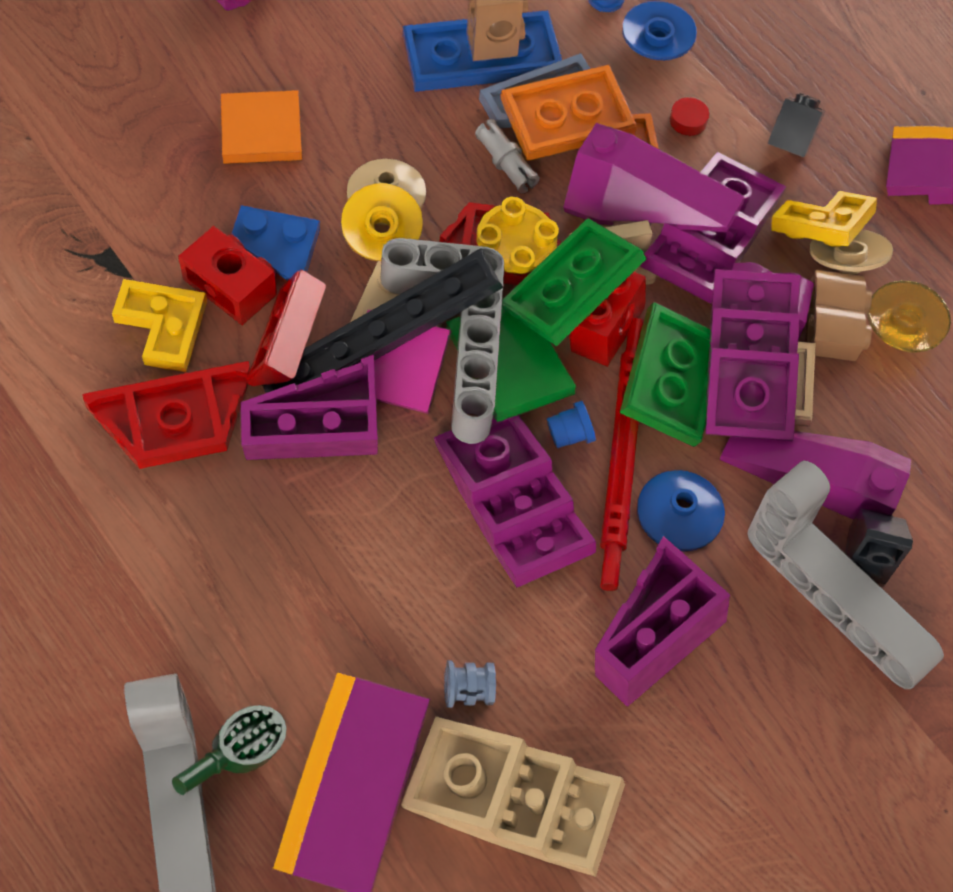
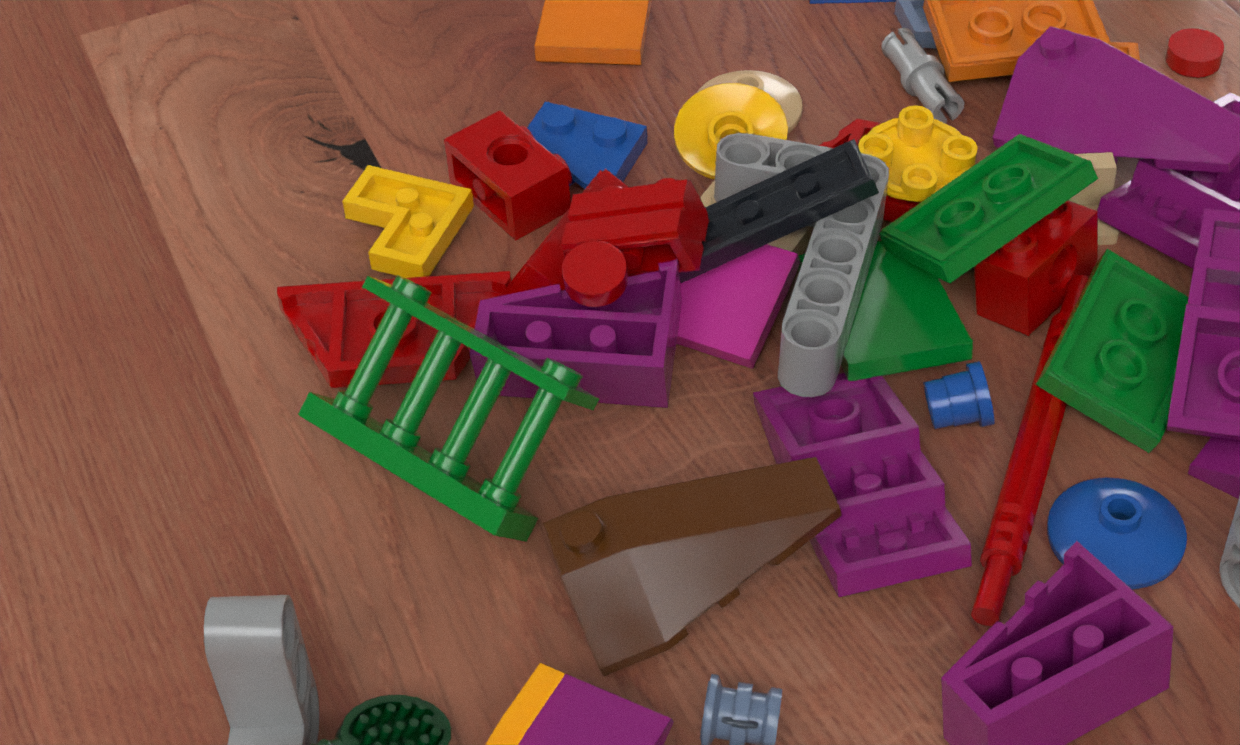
camera: 20 degrees right, 15 degrees down
(199, 513) = (445, 470): none -> green fence
(319, 375) = (595, 274): none -> red tile
(338, 331) = (643, 222): none -> red brick
(406, 577) = (668, 553): none -> reddish brown wedge

